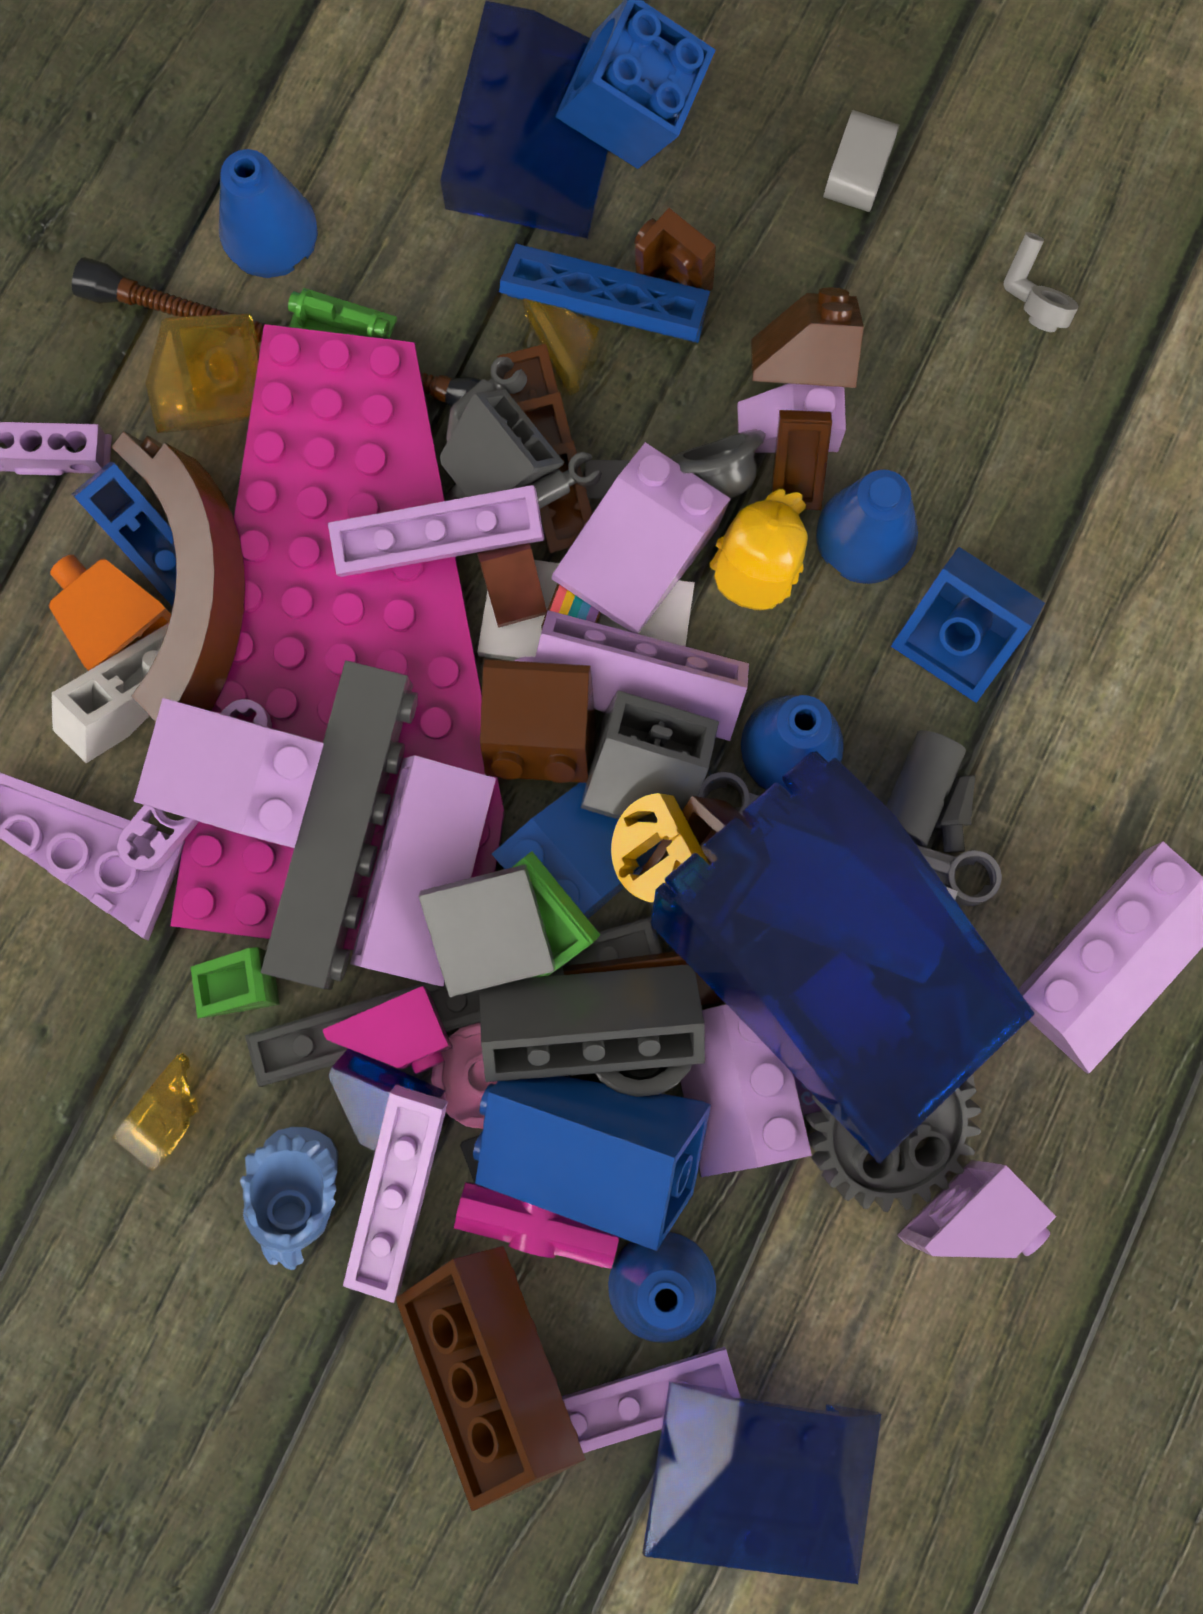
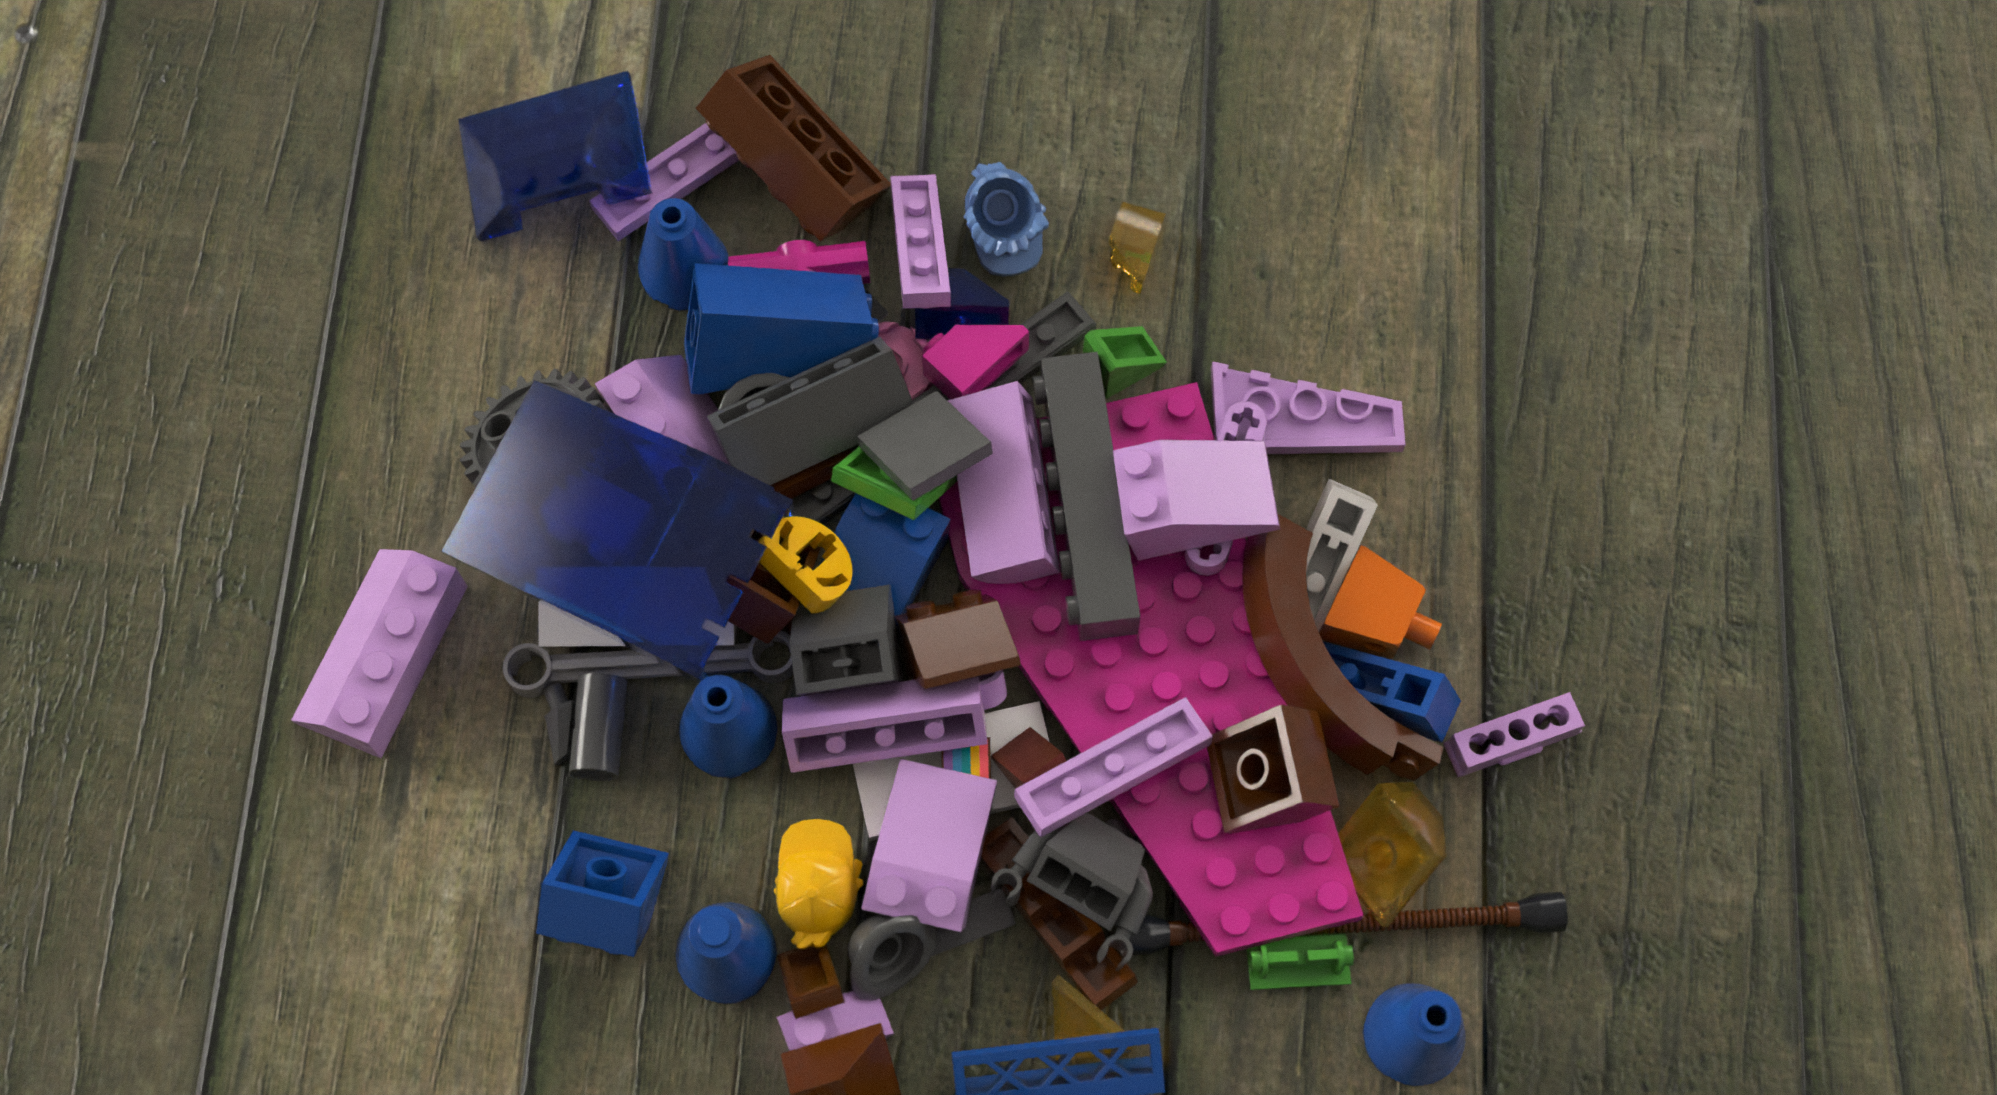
camera: 155 degrees right, 10 degrees down
(285, 469) = (1272, 770): none -> reddish brown slope
(981, 1215) = (443, 375): lavender slope -> none

